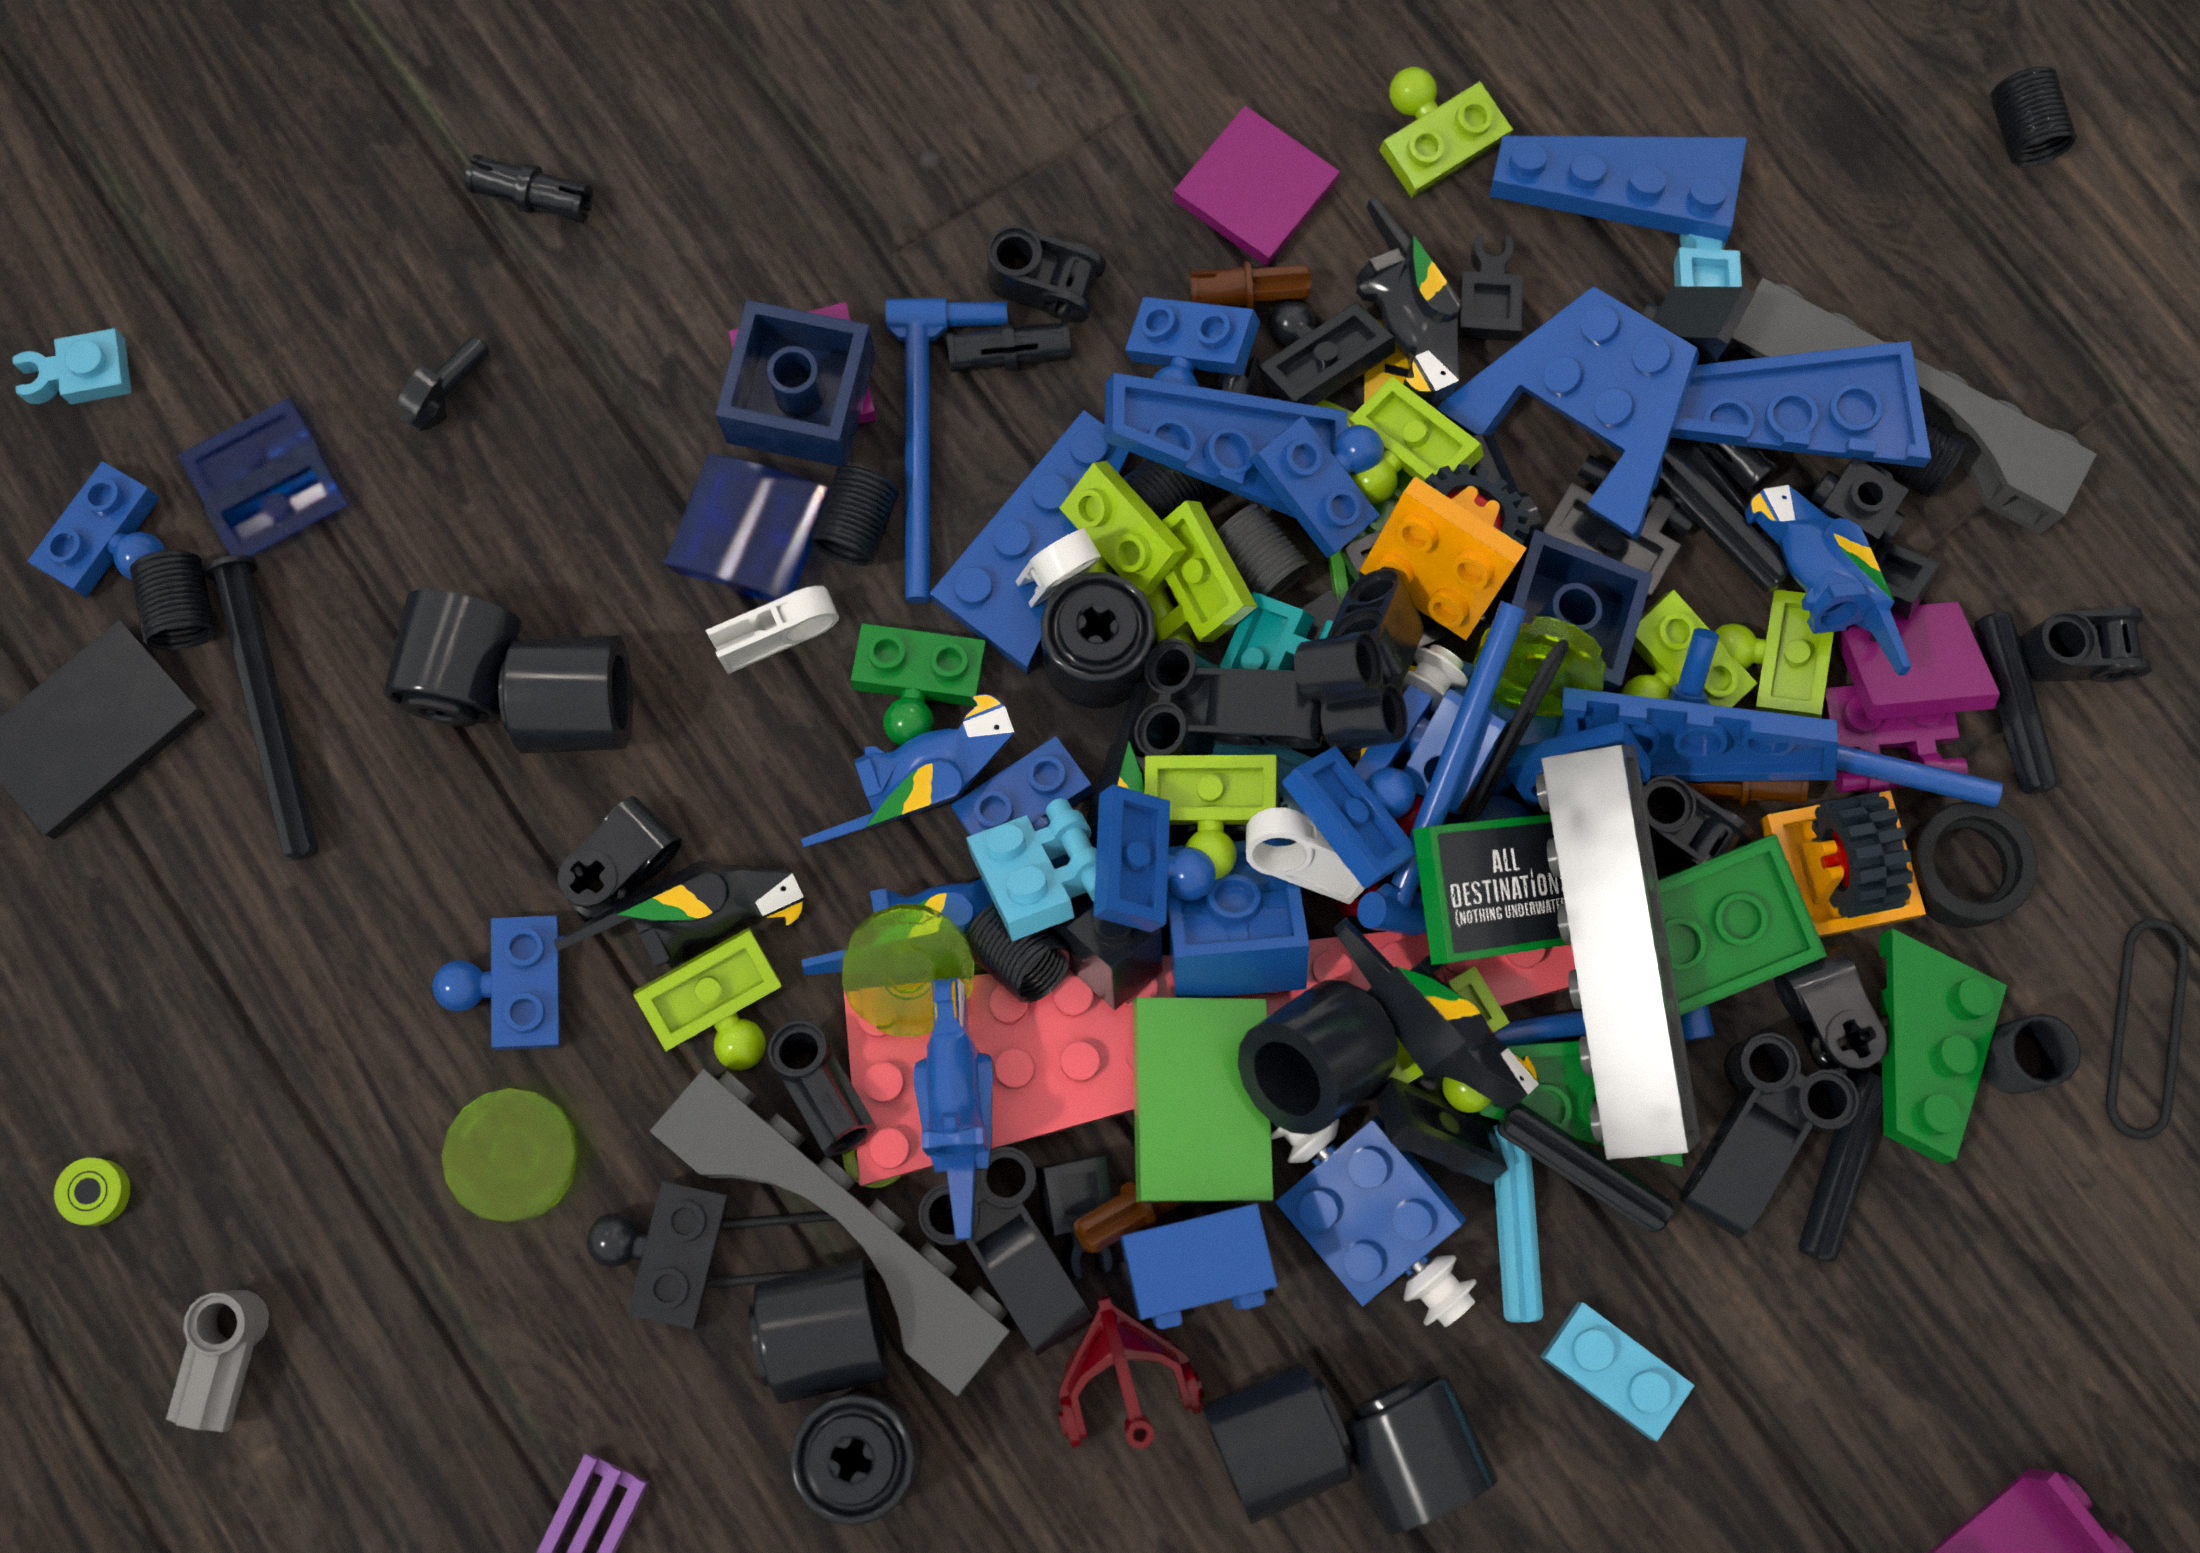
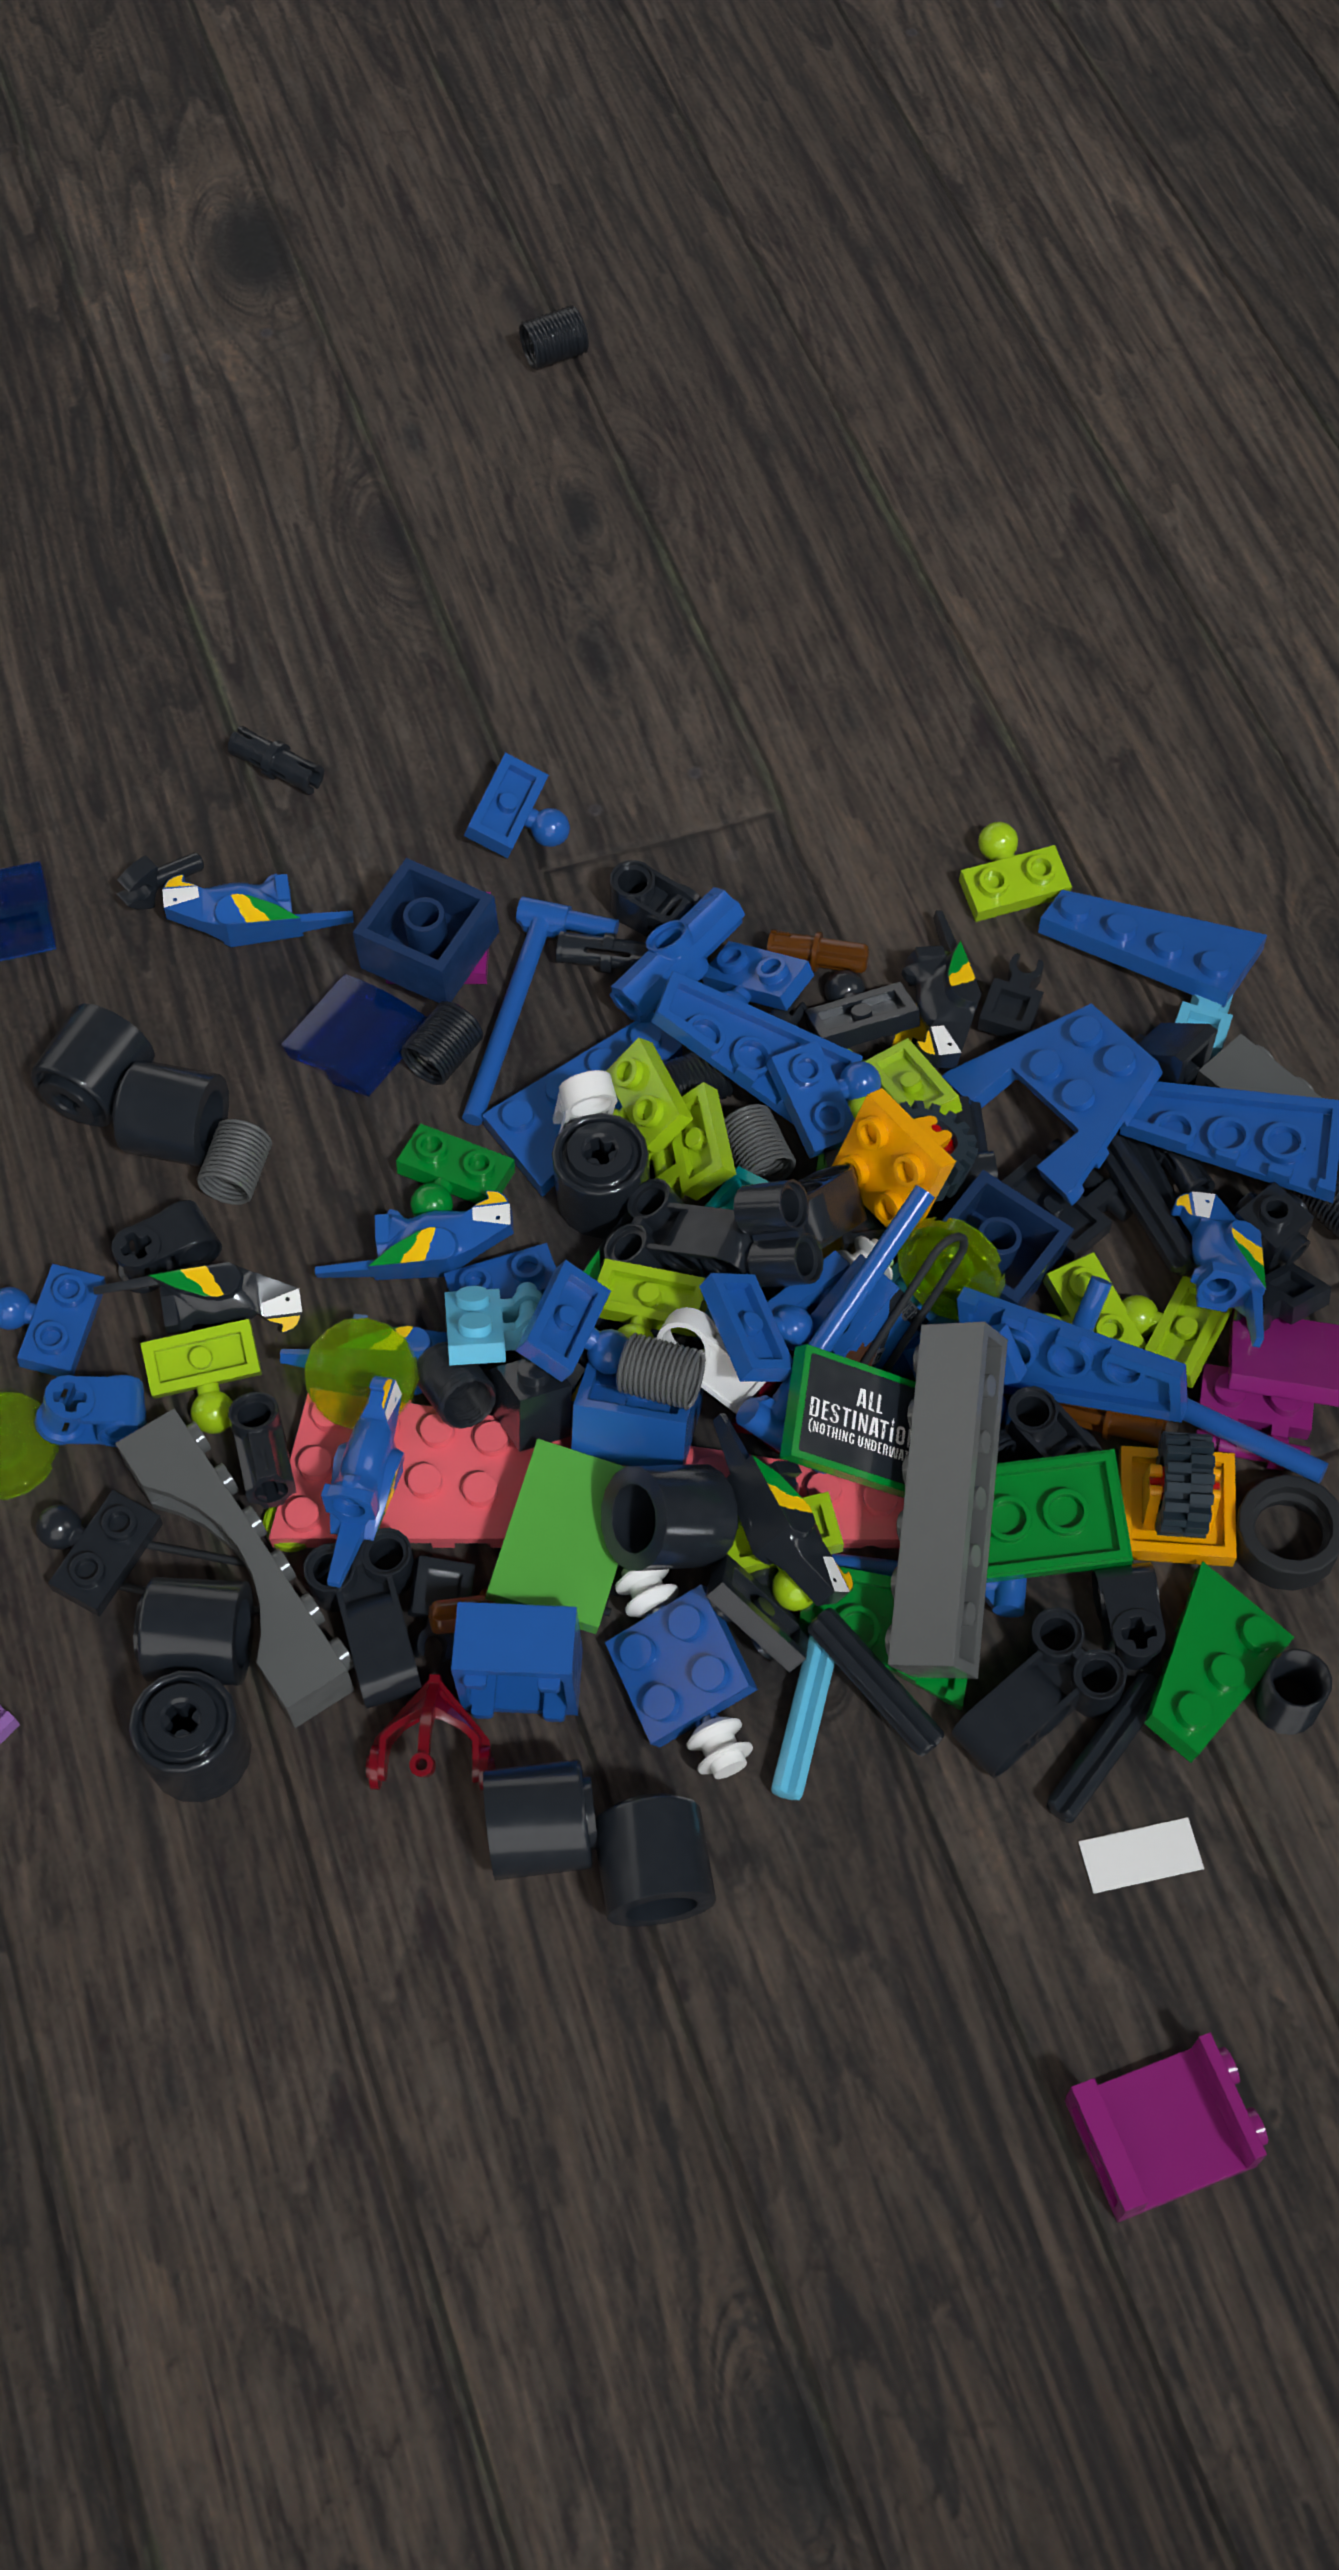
camera: 20 degrees right, 15 degrees down
(558, 402) = (243, 911): none -> blue animal
(615, 1086) = (95, 1407): none -> blue piece
(661, 731) = (234, 1161): none -> dark grey piece
(773, 627) = (348, 1108): white piece -> none
(832, 186) = (509, 807): none -> blue plate
(1096, 335) = (678, 947): none -> blue piece
(1256, 186) = (848, 883): magenta tile -> none
(1265, 893) = (660, 1371): none -> dark grey piece
(1617, 1371) = (854, 1859): medium azure plate -> none
(1910, 1274) = (1141, 1855): none -> white sticker

